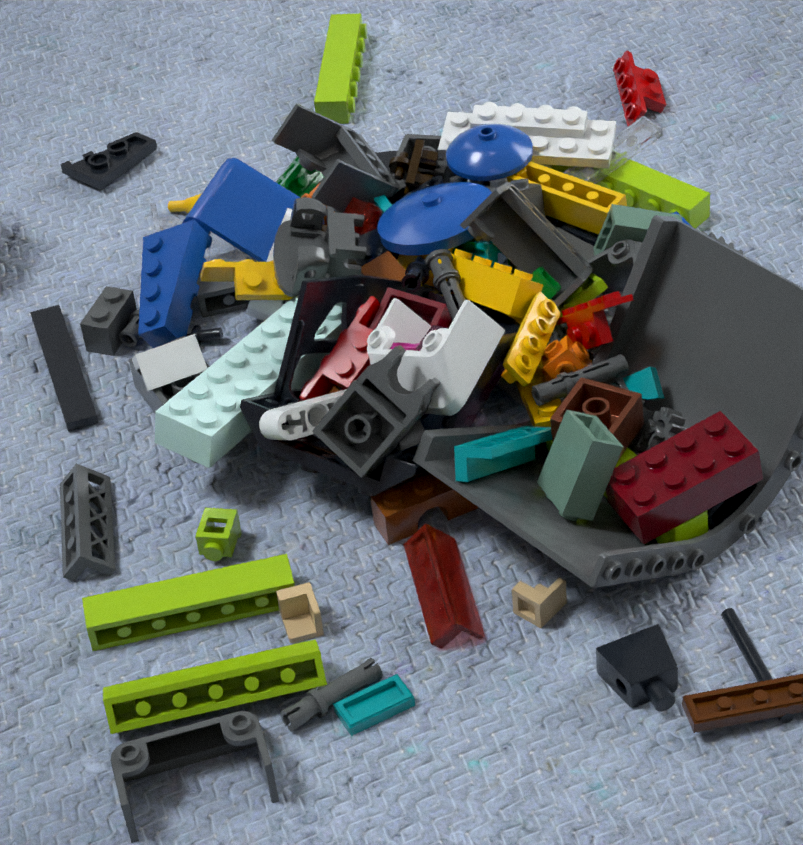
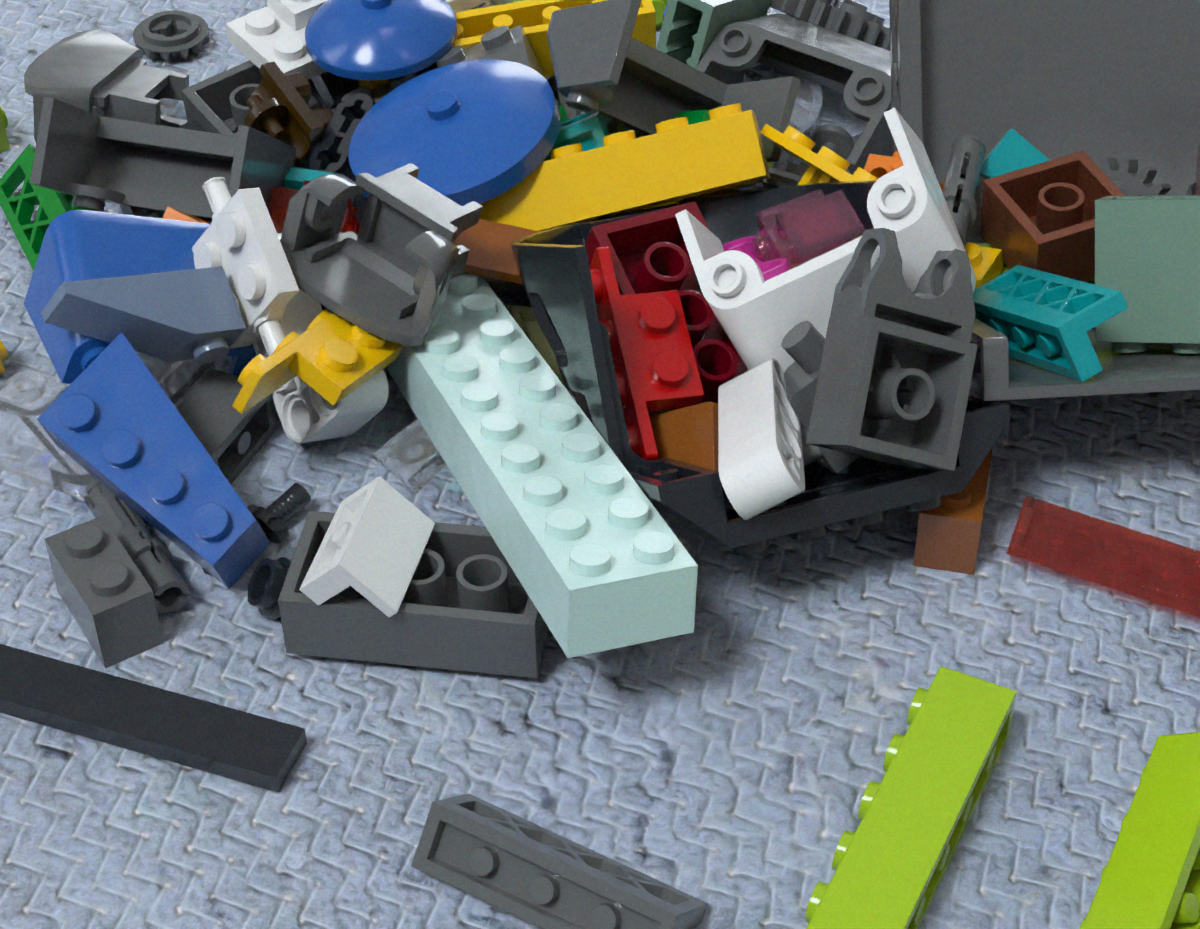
camera: 55 degrees left, 0 degrees up
(218, 541) = (781, 727): lime brick -> none
(225, 223) = (159, 313): none -> sand blue slope
(275, 209) = (252, 258): none -> white plate
(300, 613) = (1058, 730): tan panel -> none
(386, 108) = (104, 78): none -> piece
(415, 275) = (555, 208): black axle -> none
(443, 271) = (611, 189): dark grey pin -> none
(466, 102) = (157, 37): none -> dark grey gear
(588, 320) = (857, 124): red bracket -> none

